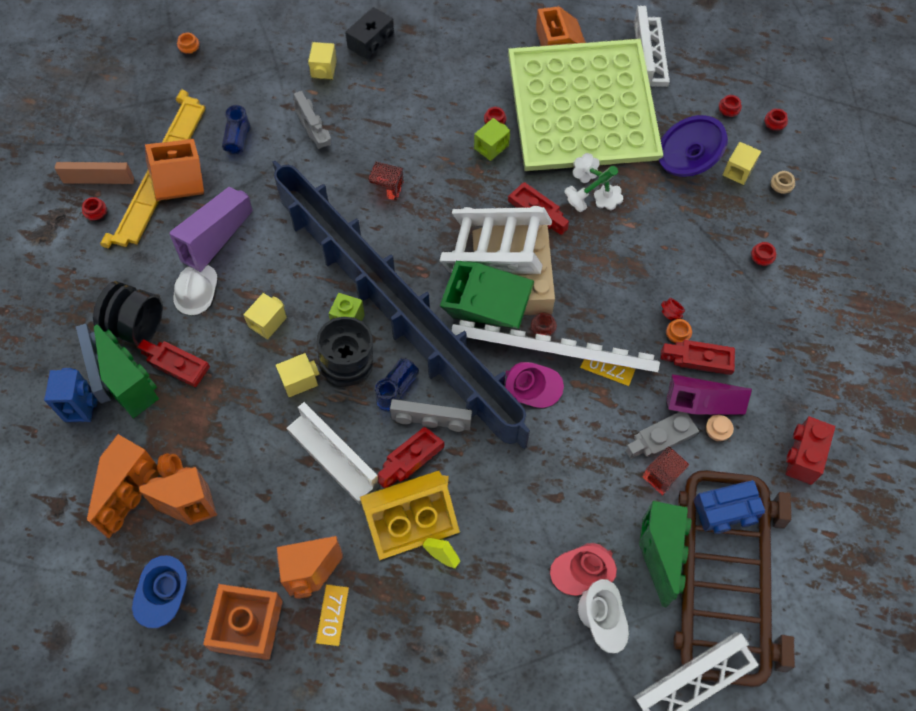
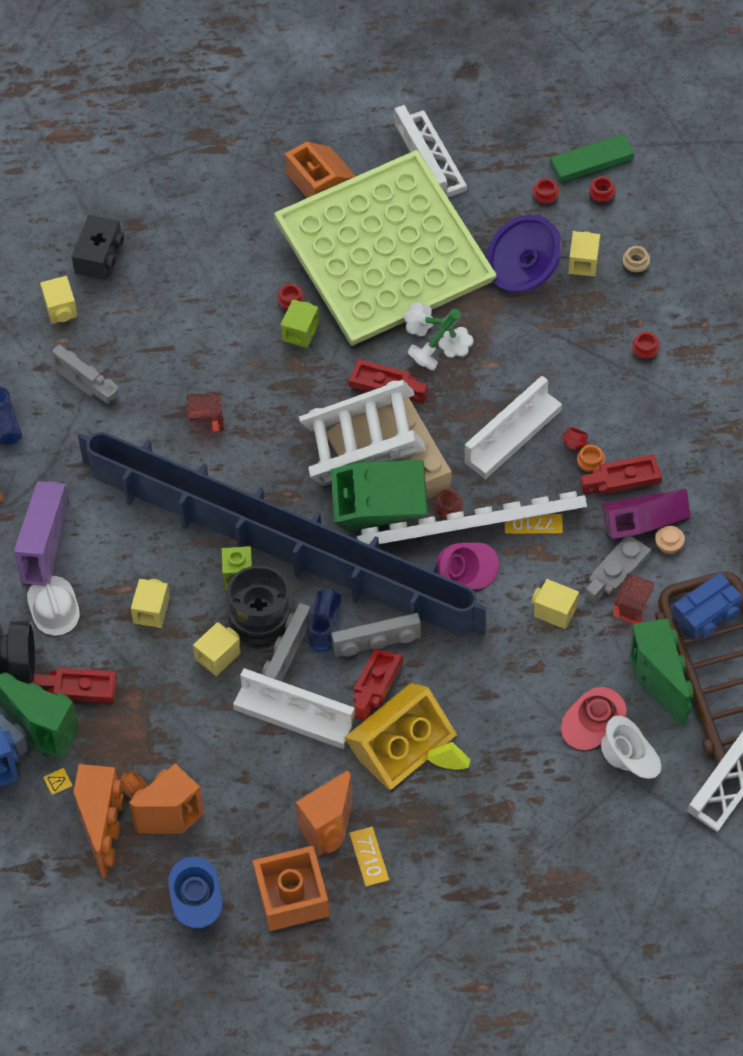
camera: 20 degrees left, 5 degrees down
(113, 432) = (57, 781): none -> yellow sticker
(352, 396) = (288, 645): none -> light grey plate
(595, 447) = (555, 603): none -> light yellow brick
(622, 281) = (511, 429): none -> white fence
(777, 94) = (592, 158): none -> green tile

